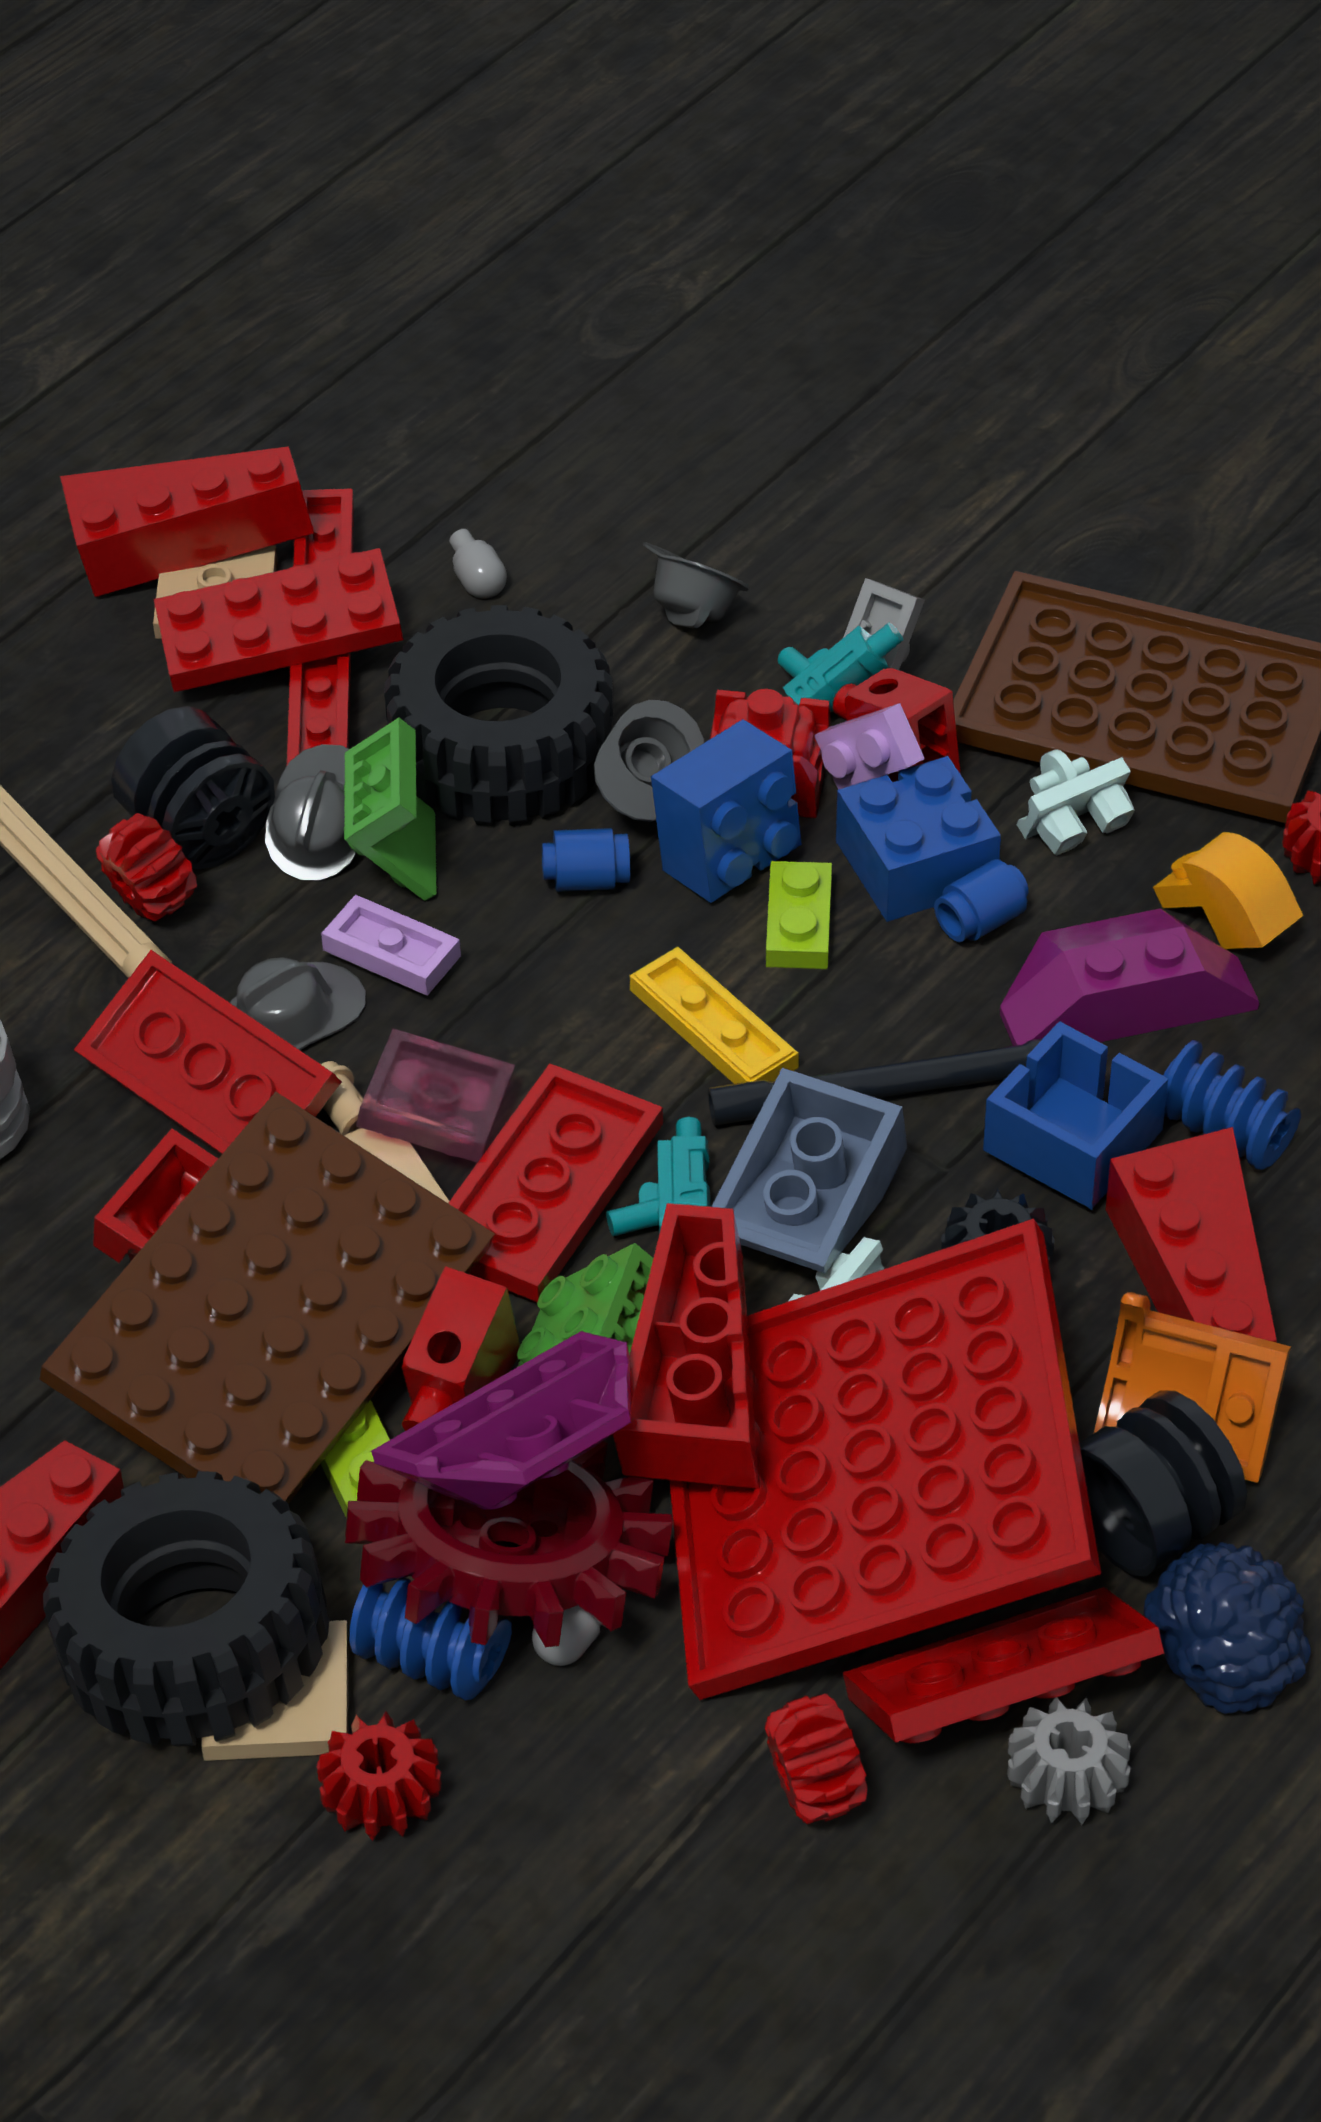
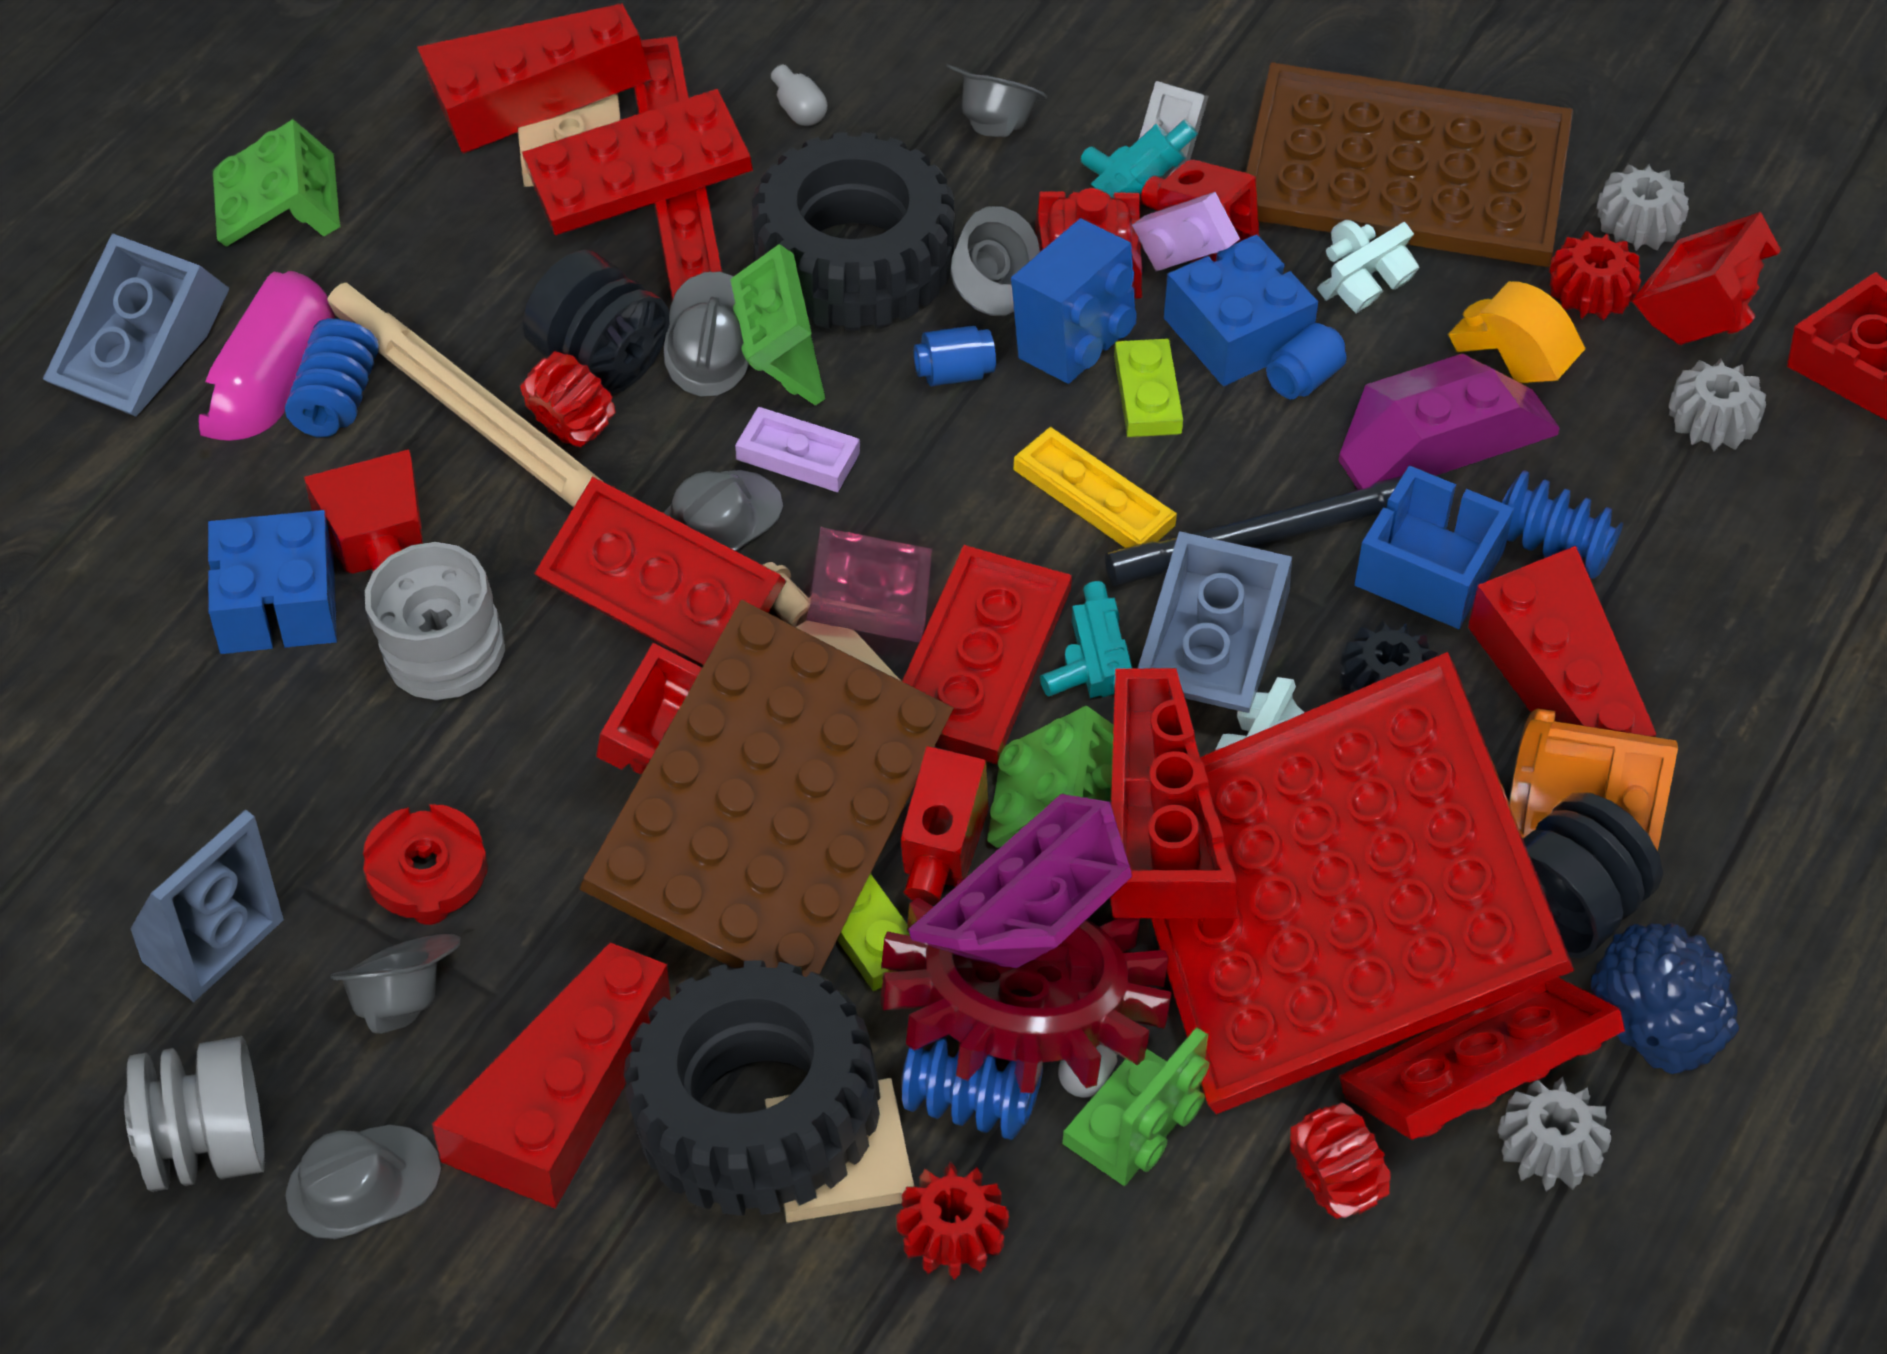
camera: 10 degrees left, 5 degrees up
(613, 1681) = (1137, 1109): none -> bright green bracket

